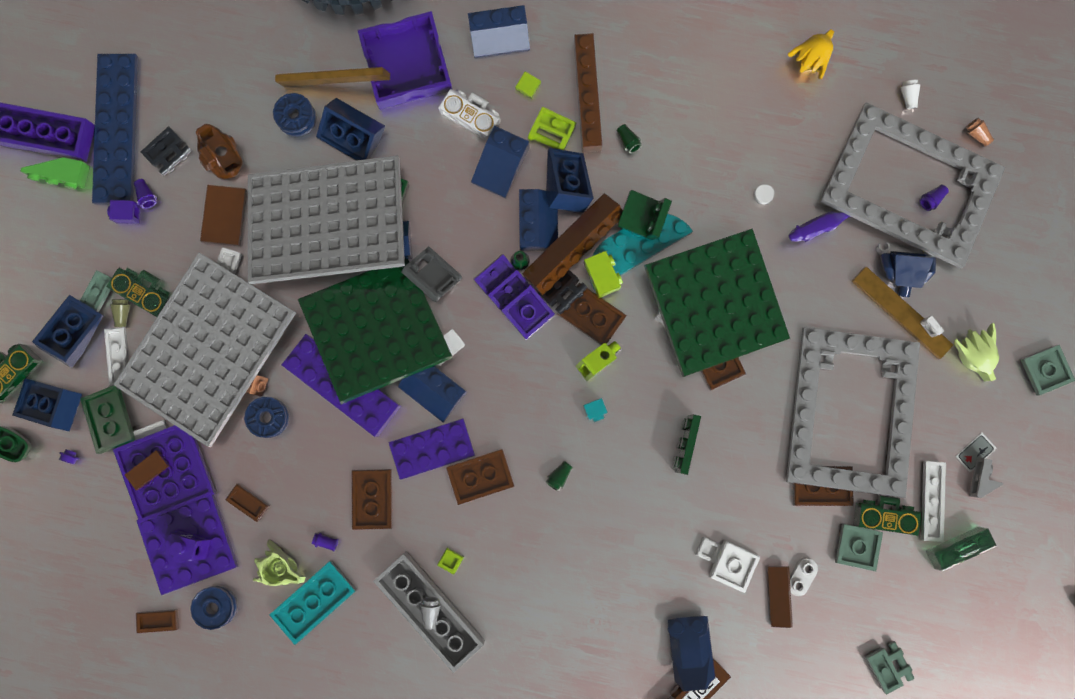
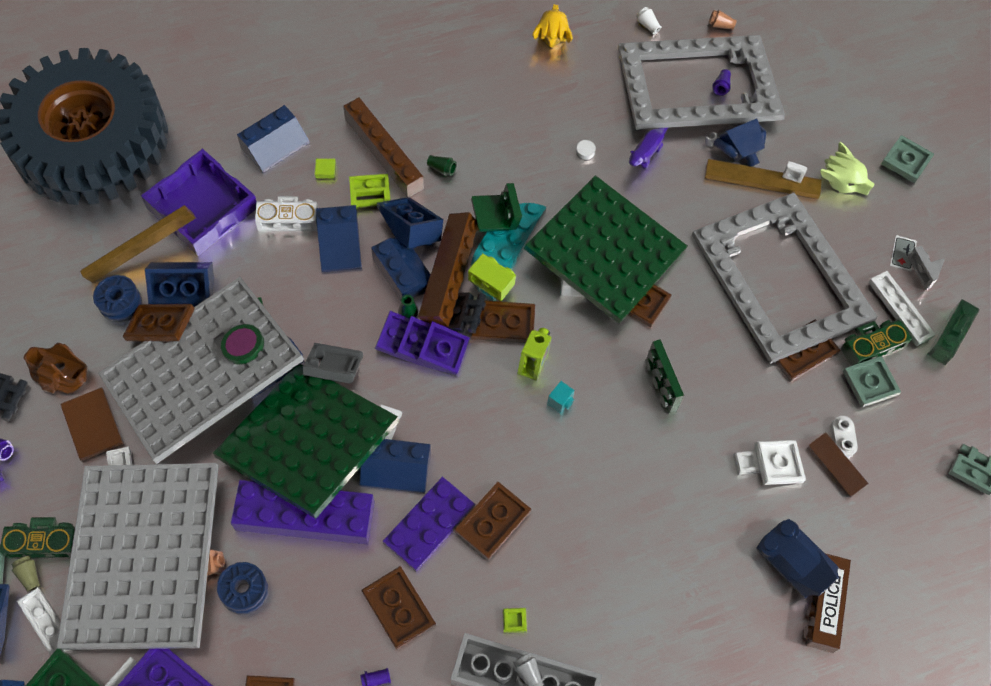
camera: 35 degrees left, 20 degrees down
(314, 158) = (158, 322): none -> reddish brown tile
(363, 223) = (242, 344): none -> tile
(559, 476) = (567, 476): dark green cone -> none

